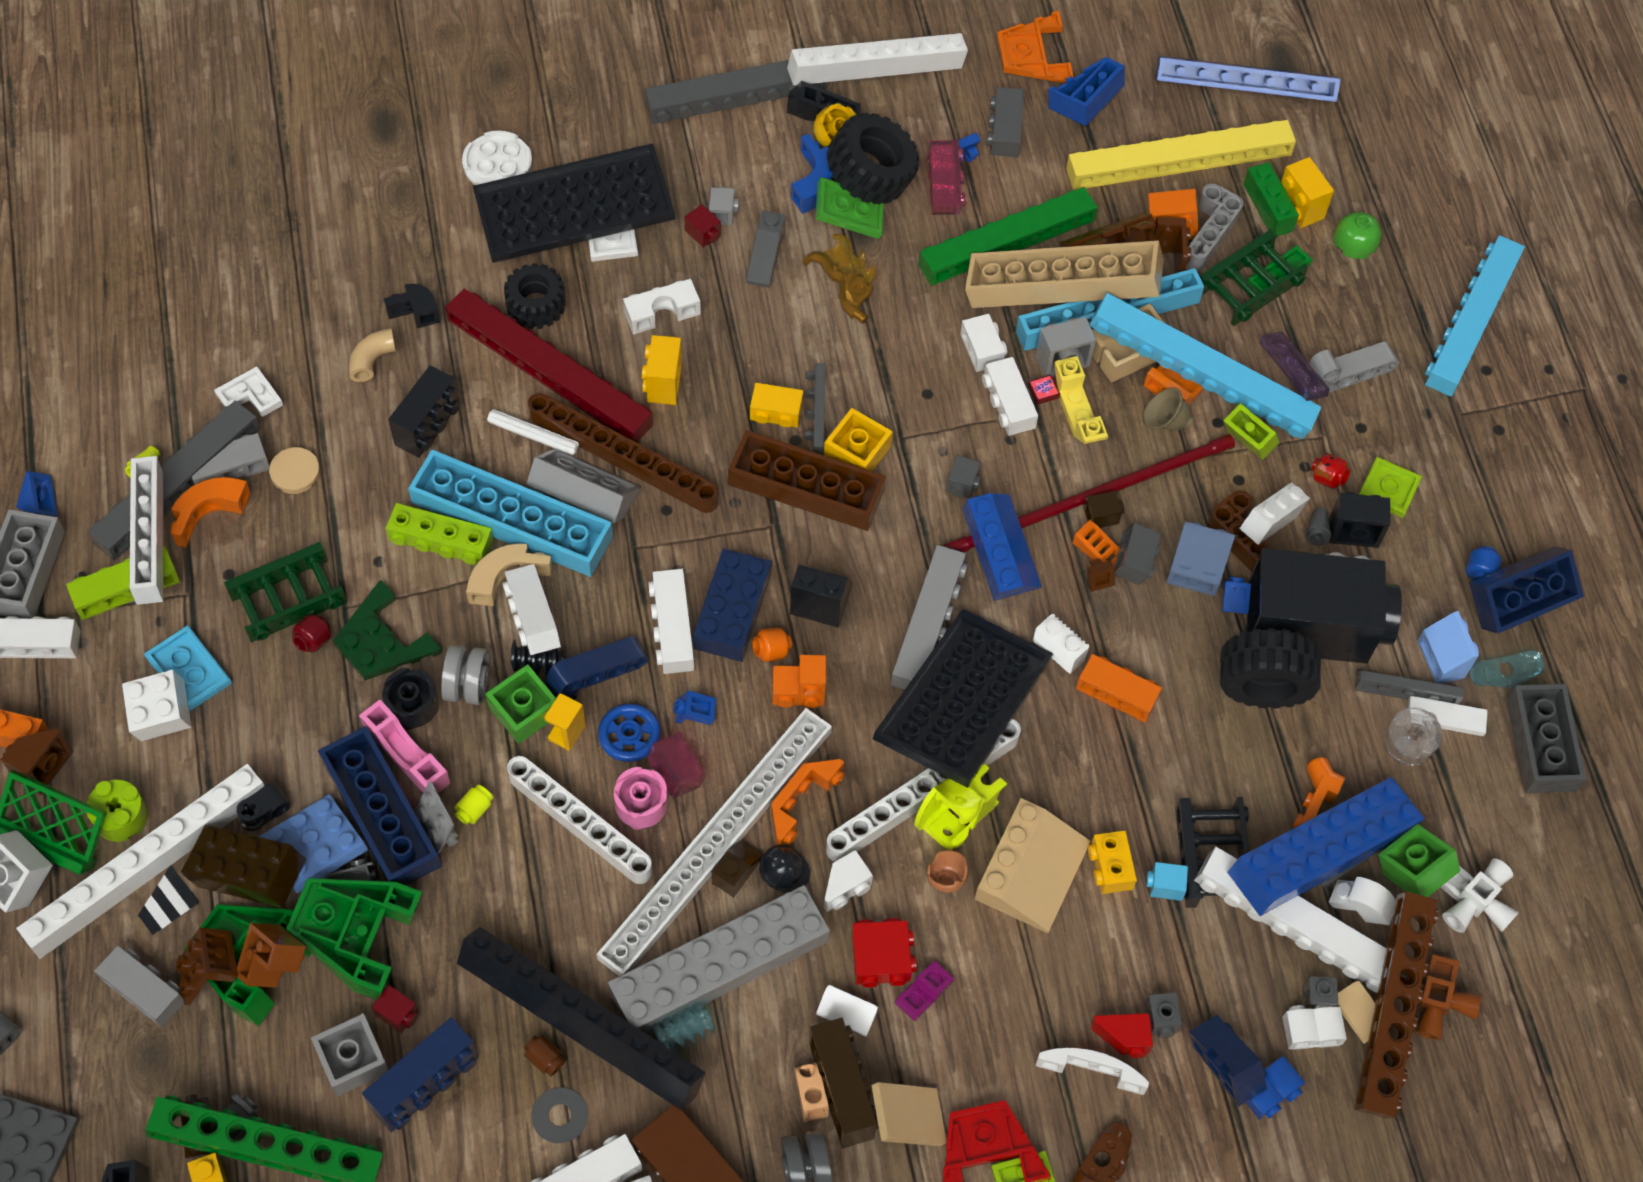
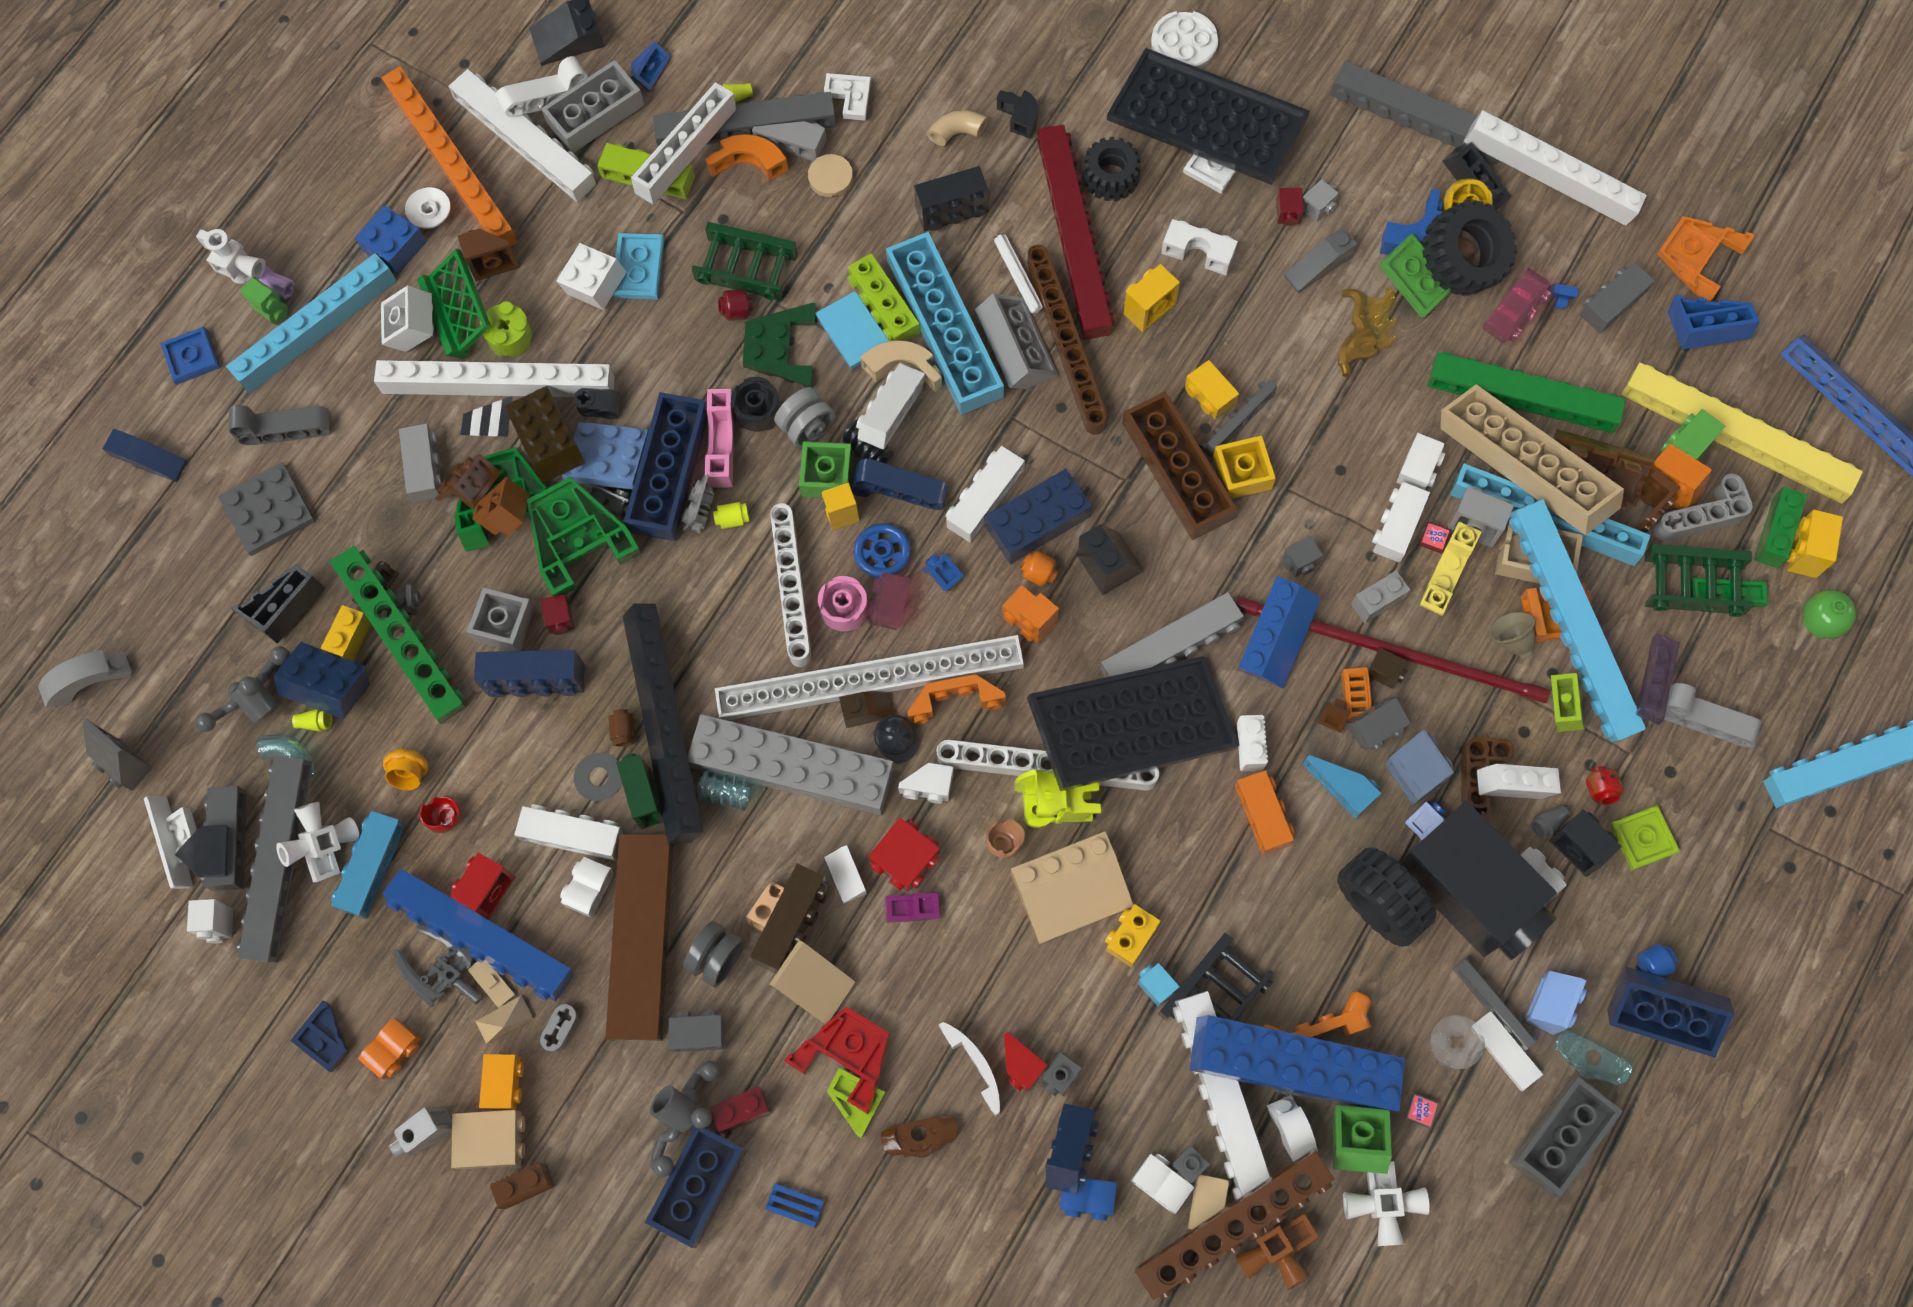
camera: 50 degrees right, 10 degrees up
(432, 578) = (851, 328): none -> medium azure tile
(615, 1089) = (640, 791): none -> dark green brick
(1049, 461) = (1380, 597): none -> light grey brick
(1157, 175) = (1695, 434): none -> bright green brick
(1158, 619) = (1348, 787): none -> dark azure slope
(1434, 809) = (1421, 1111): none -> tile

